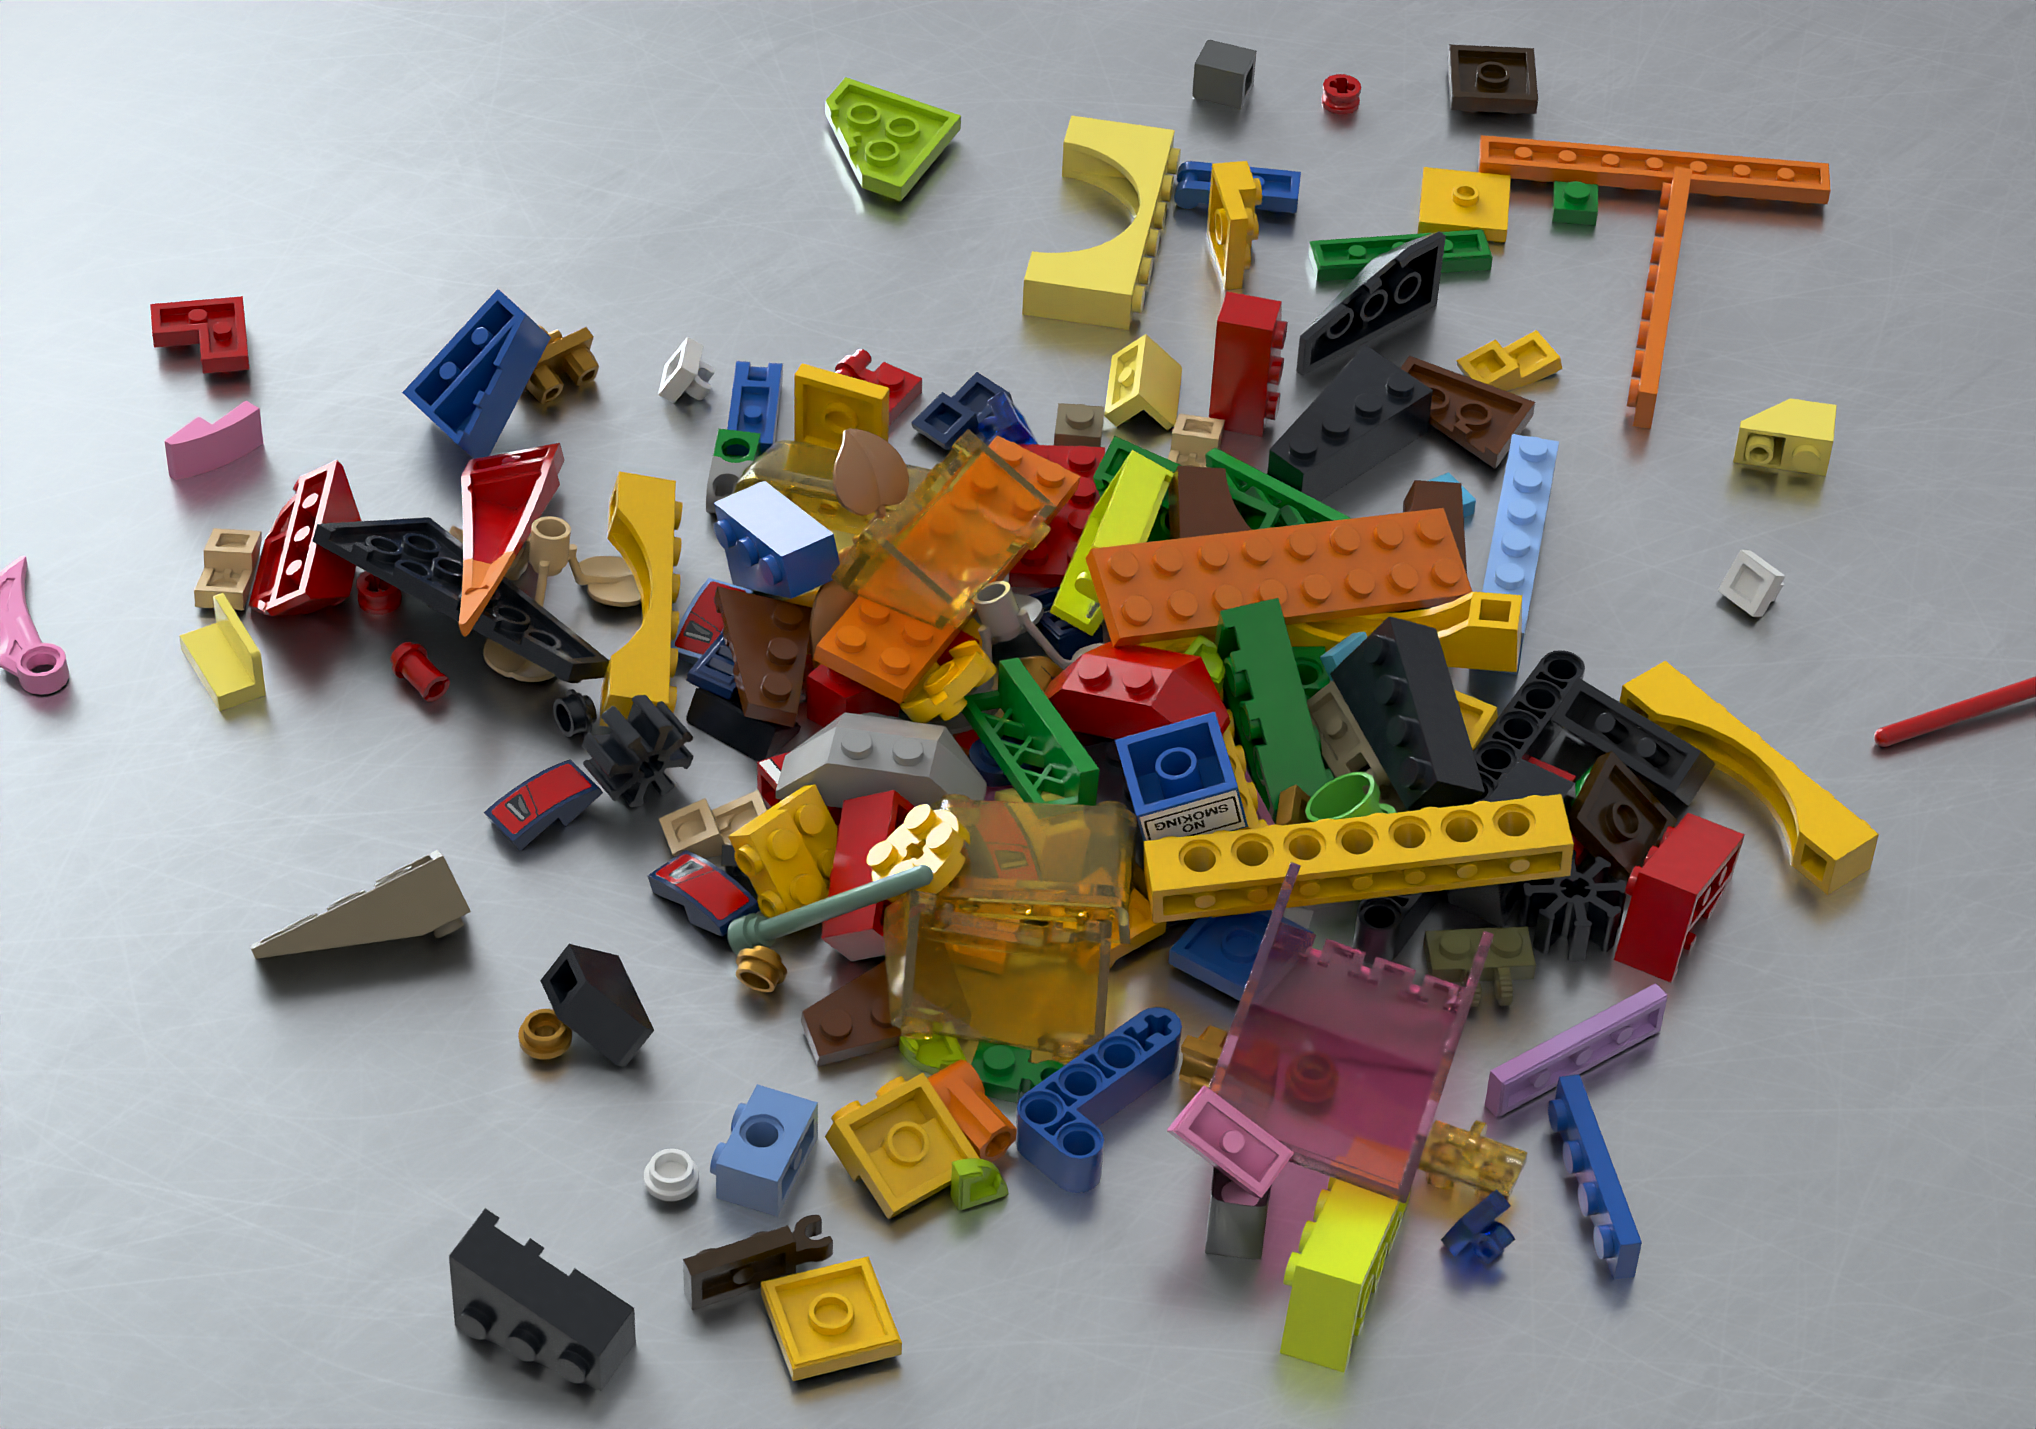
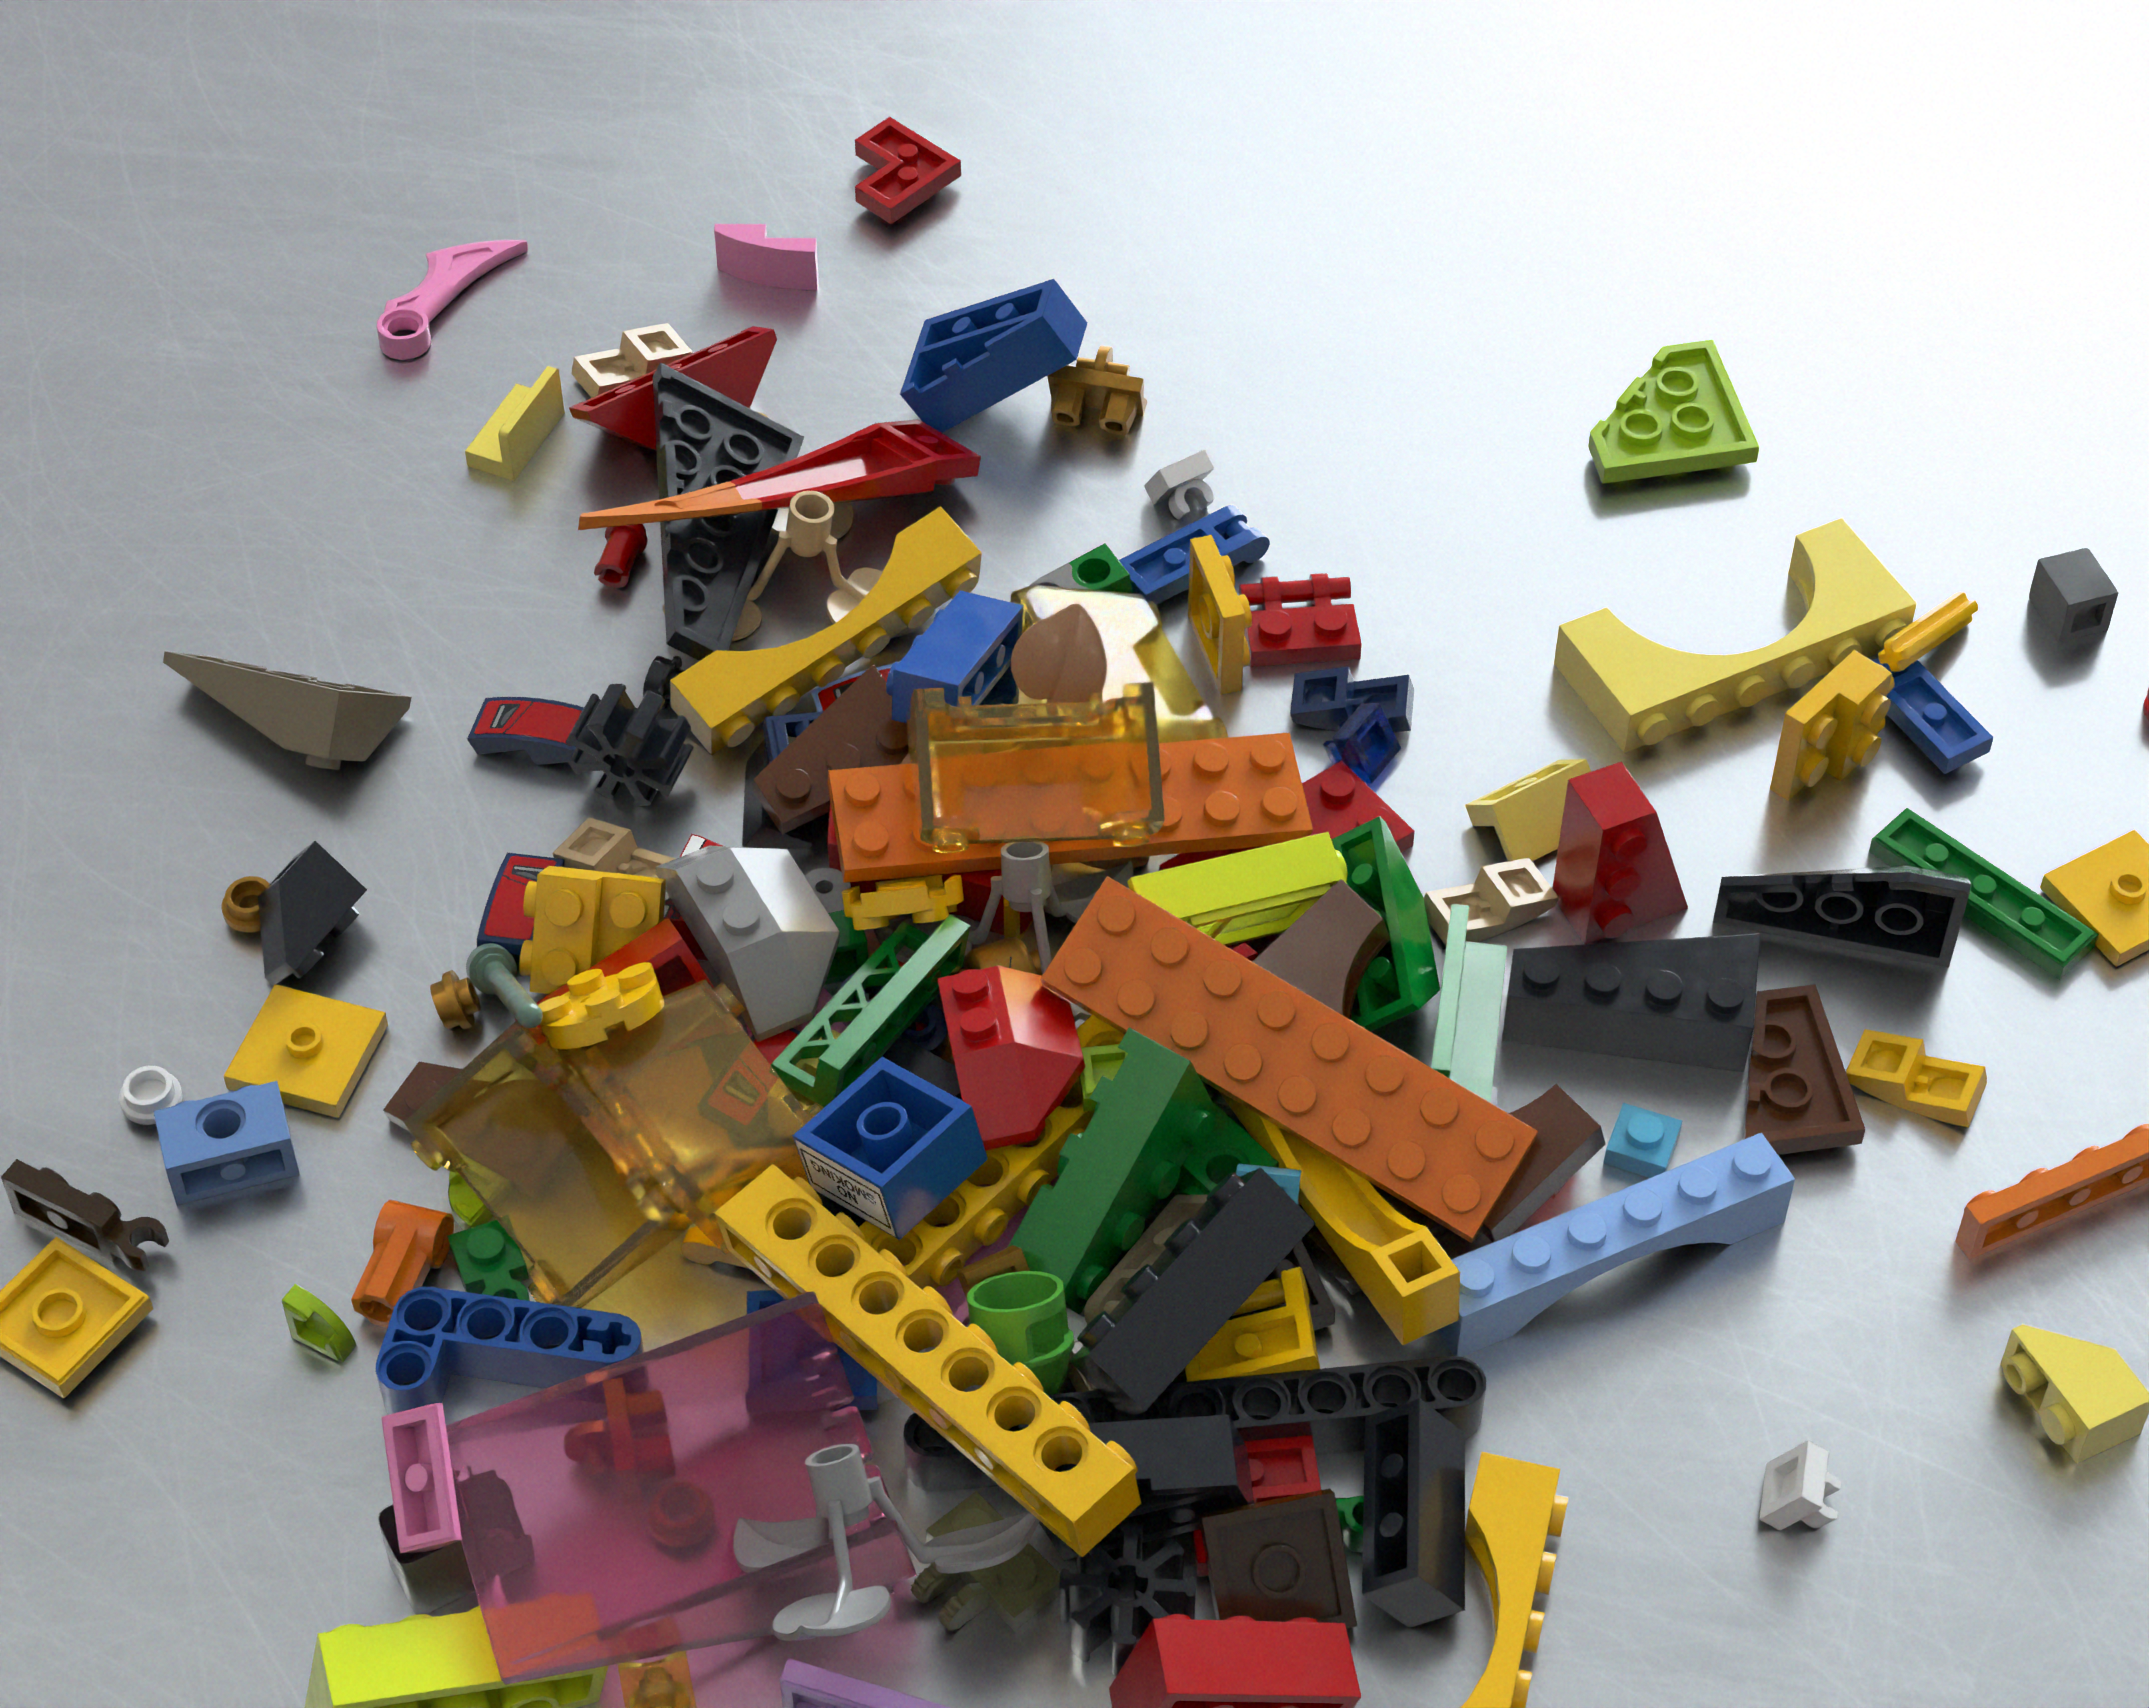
camera: 55 degrees right, 5 degrees up
(711, 1072) = (309, 1047): none -> yellow plate
(899, 1143) = (307, 1234): yellow plate -> none
(1079, 425) = (1430, 796): dark tan plate -> none
(1193, 142) = (1928, 632): none -> yellow axle
(1415, 1013) = (842, 1501): none -> light grey plant

